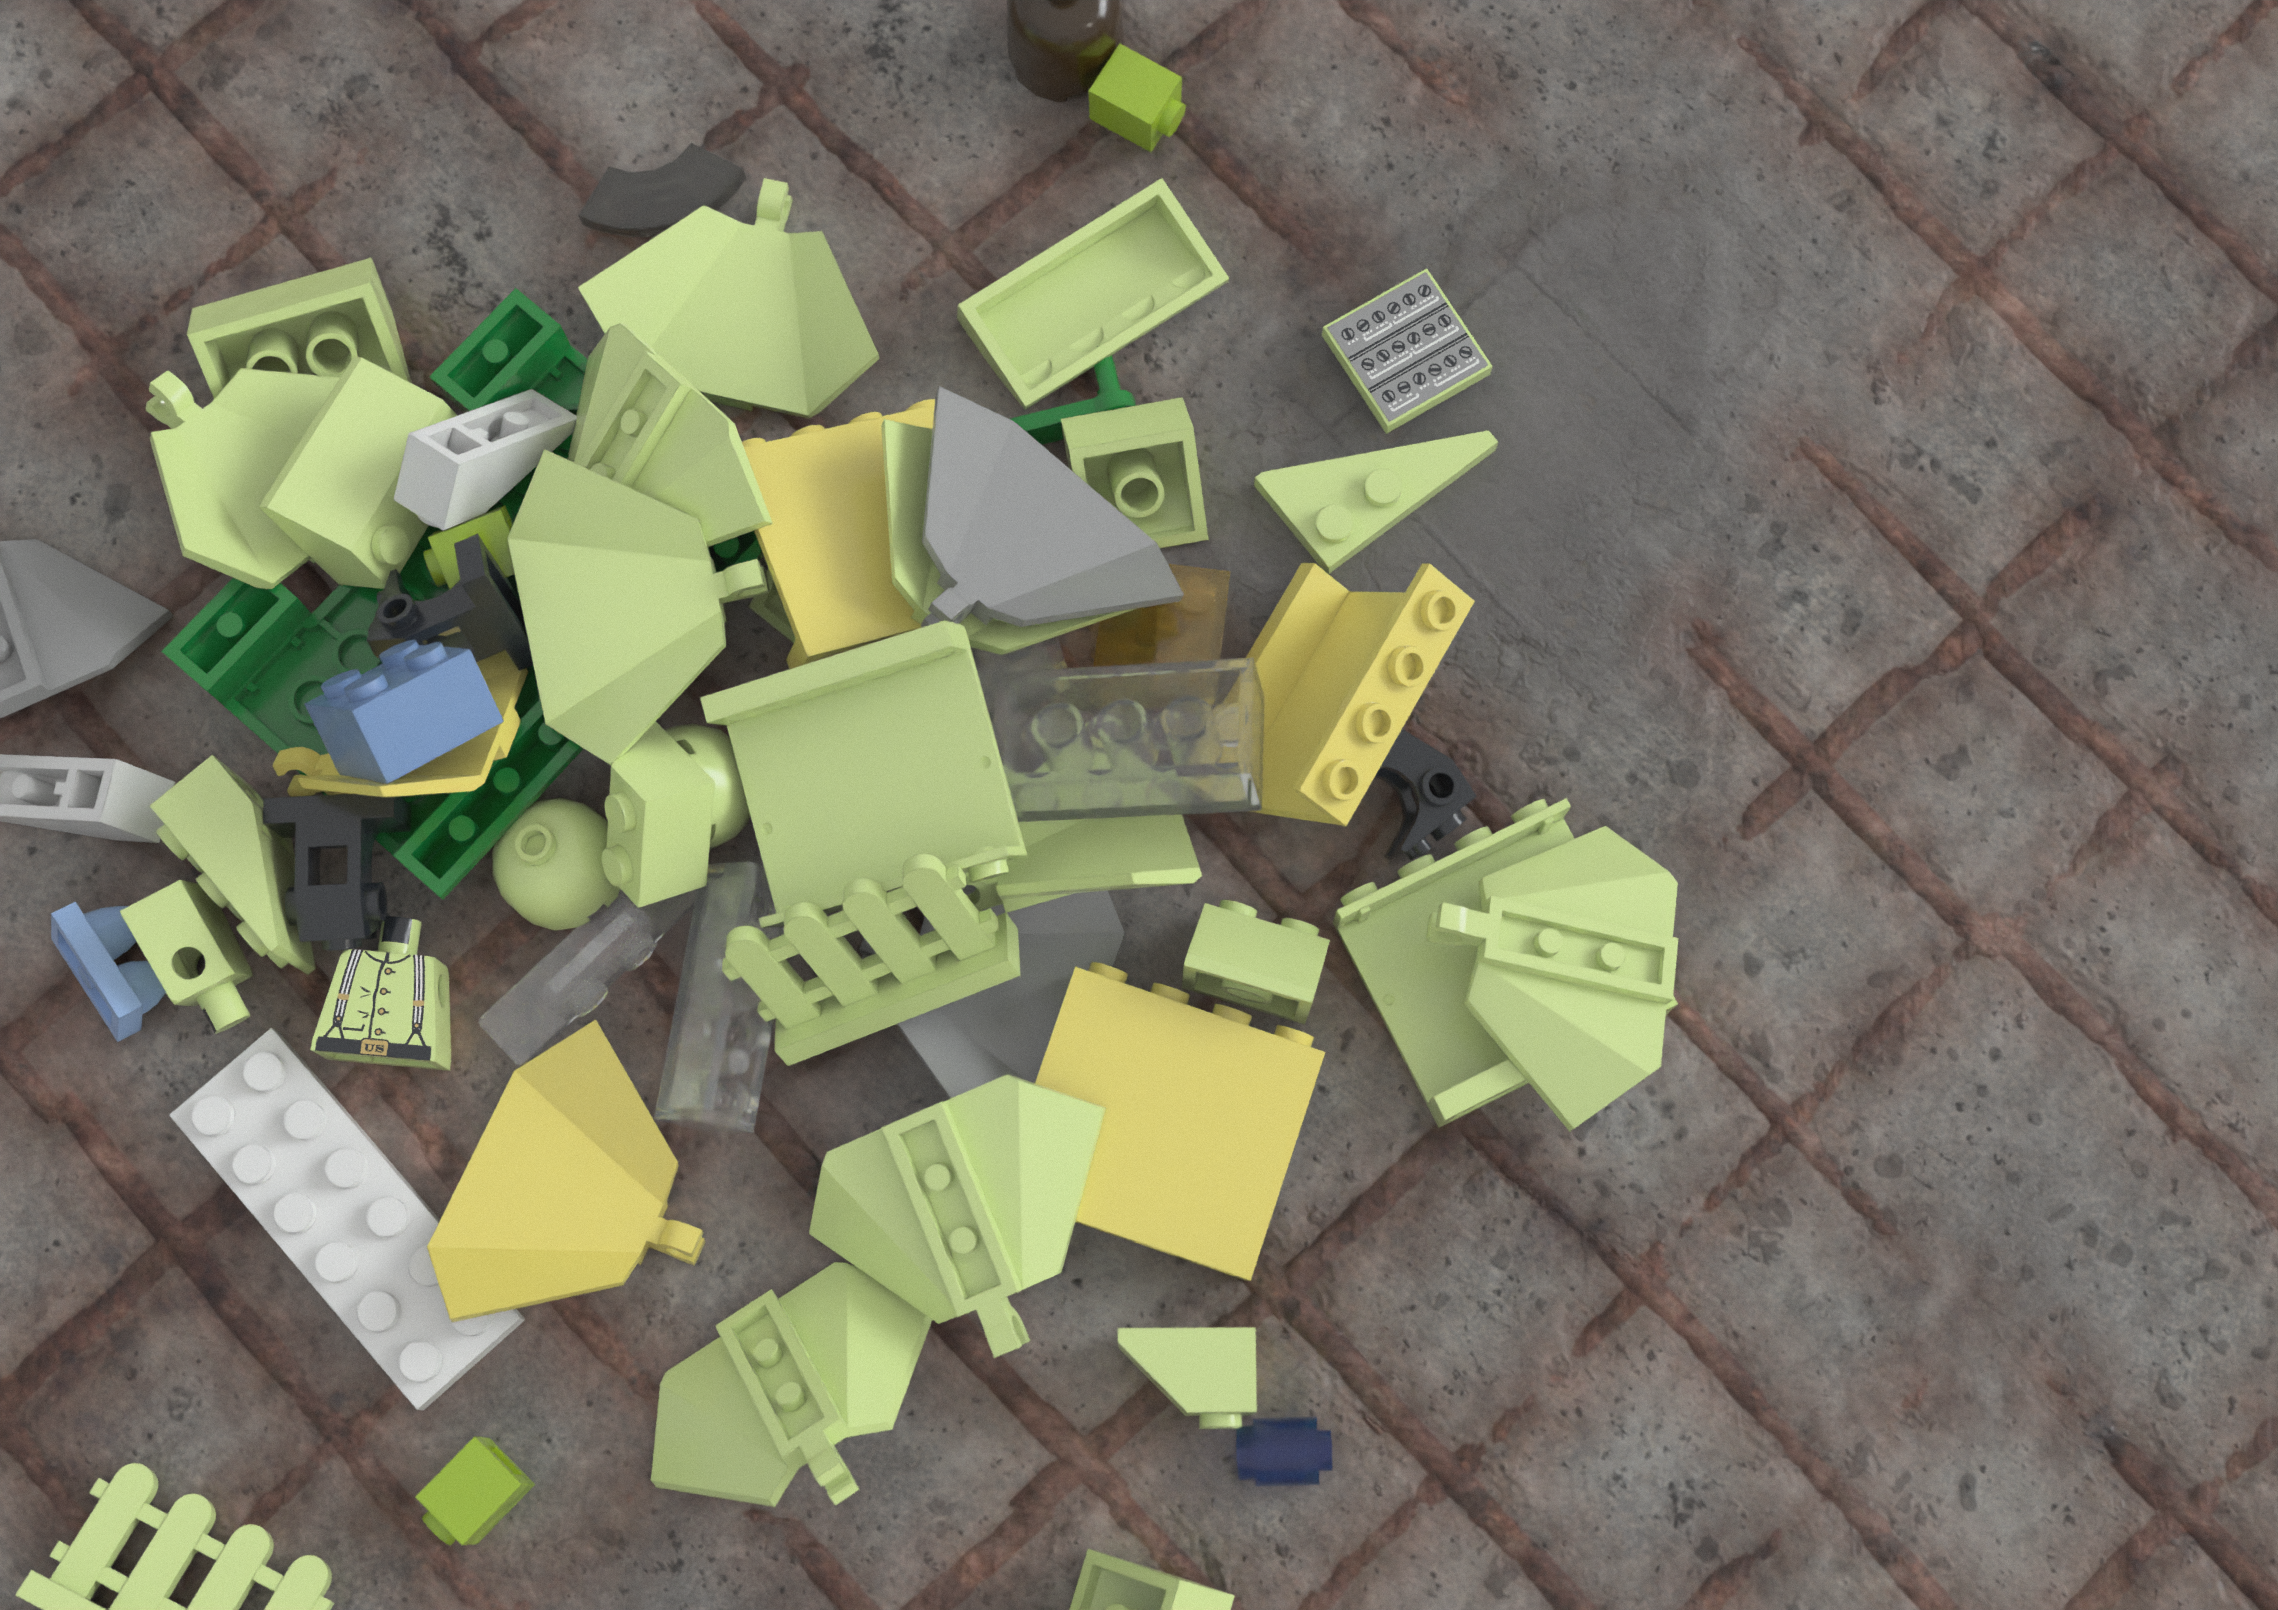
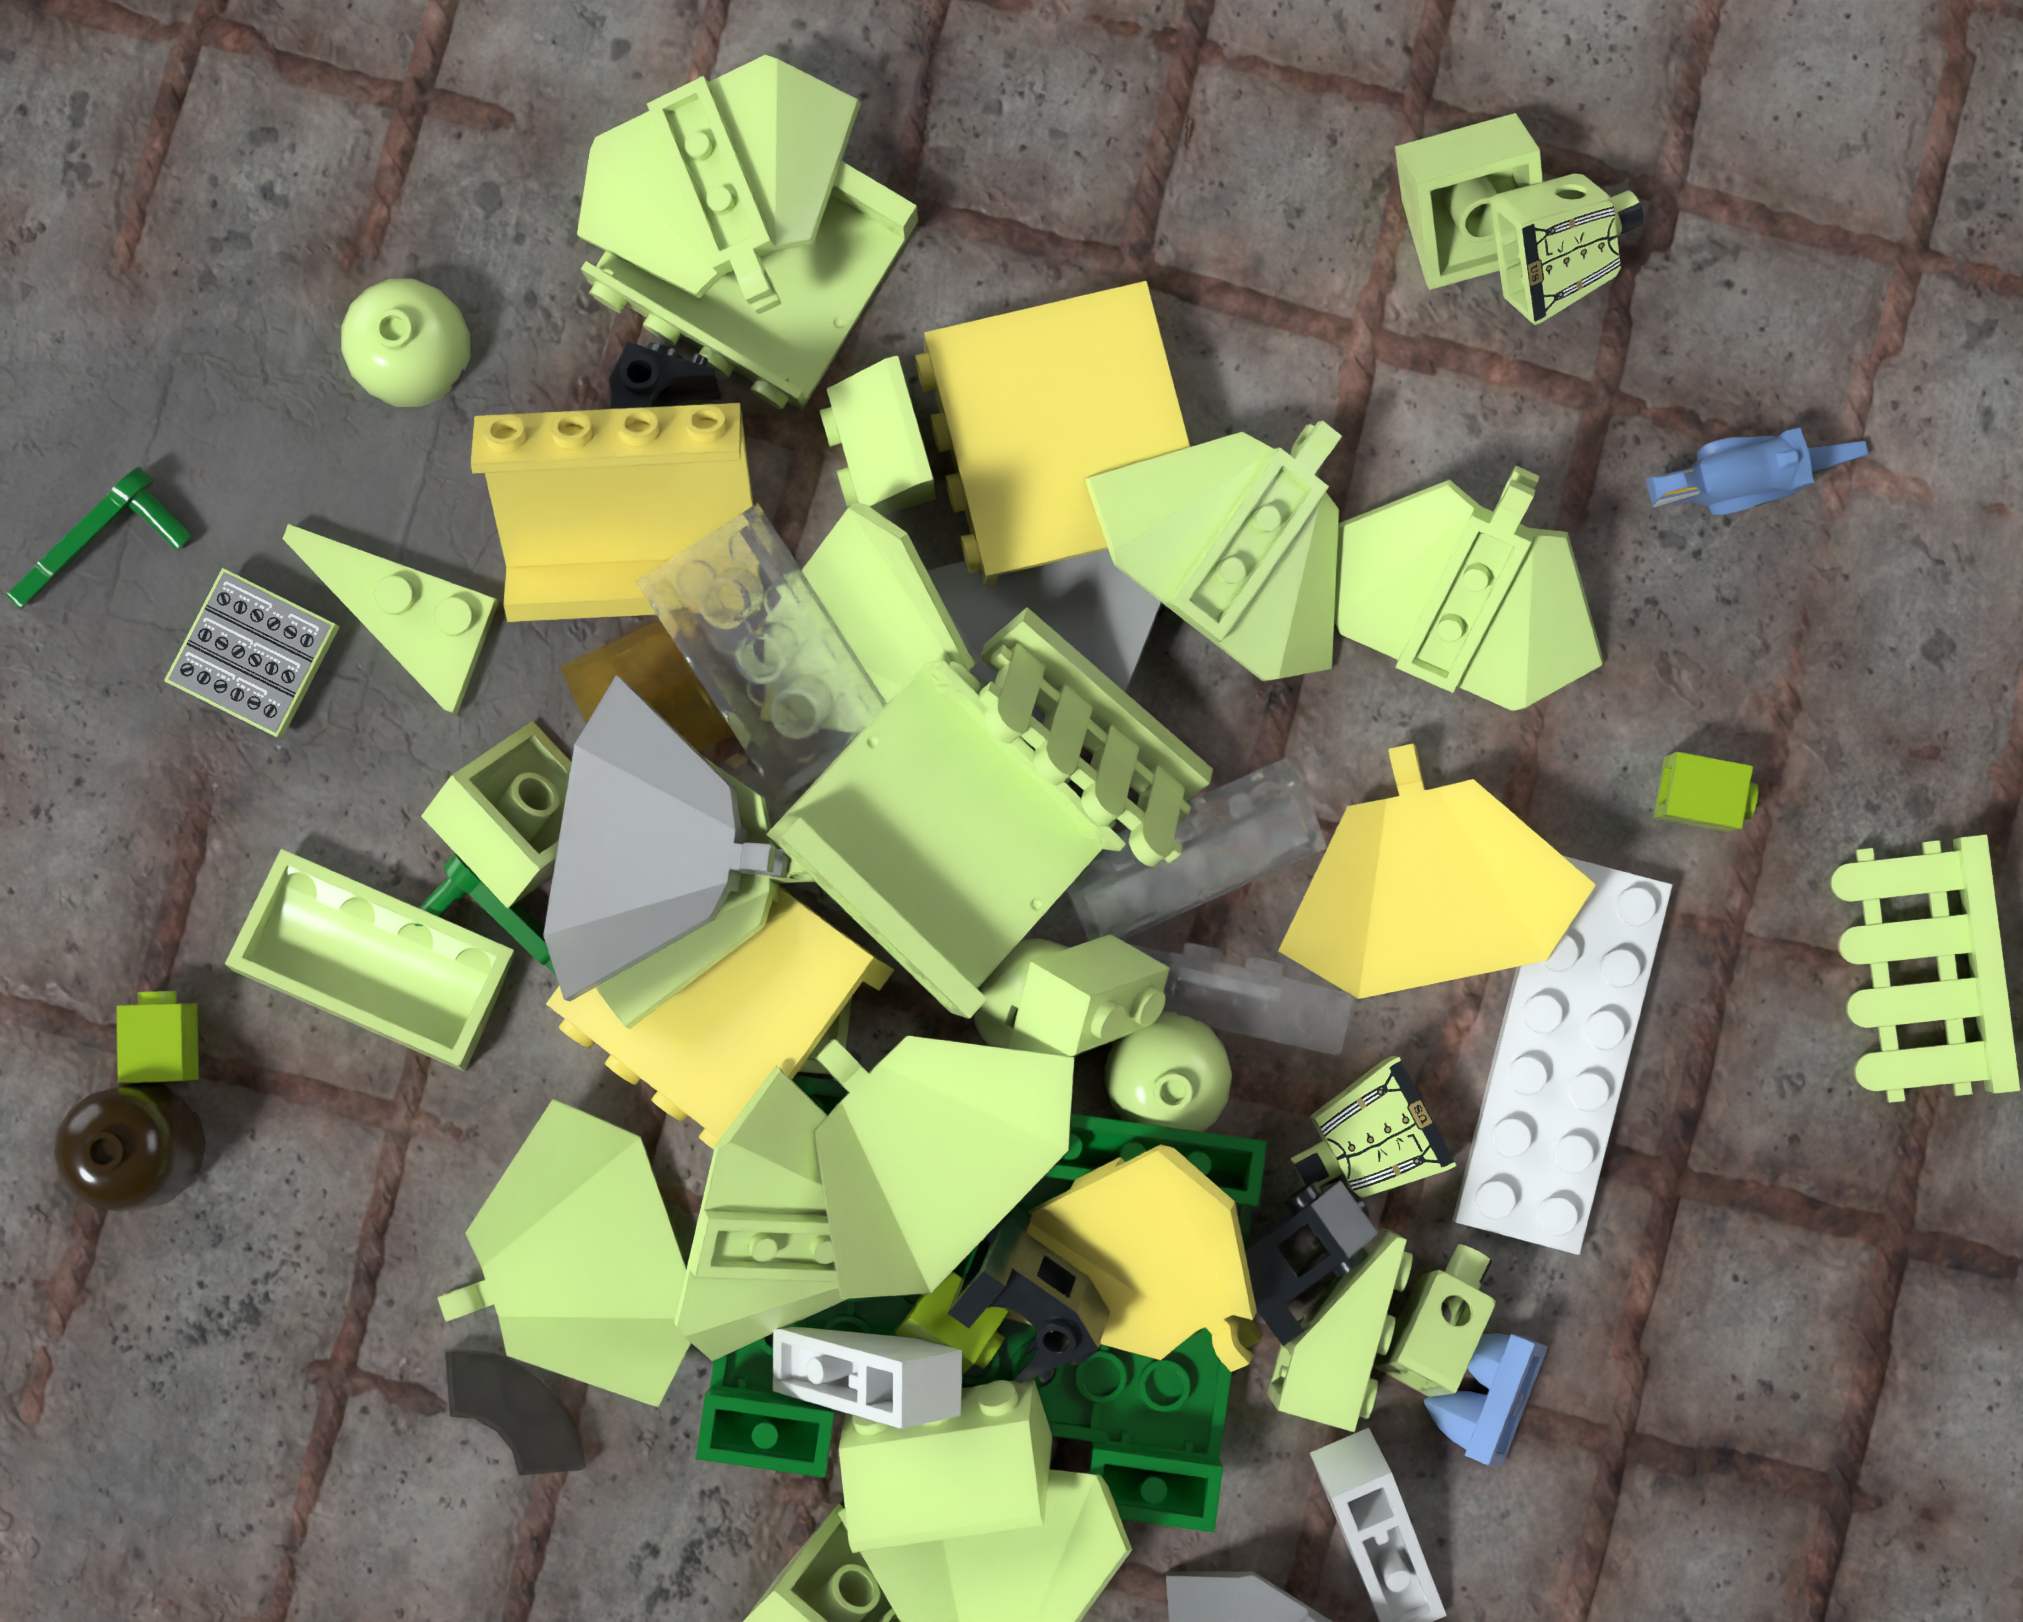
camera: 125 degrees left, 10 degrees up
(403, 710) = (1145, 1254): medium blue brick -> none
(1199, 1369) = (1240, 274): yellowish green slope -> none
(1283, 1451) = (1258, 179): clear blue brick -> none
(1596, 627) = (405, 342): none -> yellowish green cylinder
(1603, 334) = (128, 492): none -> green piece

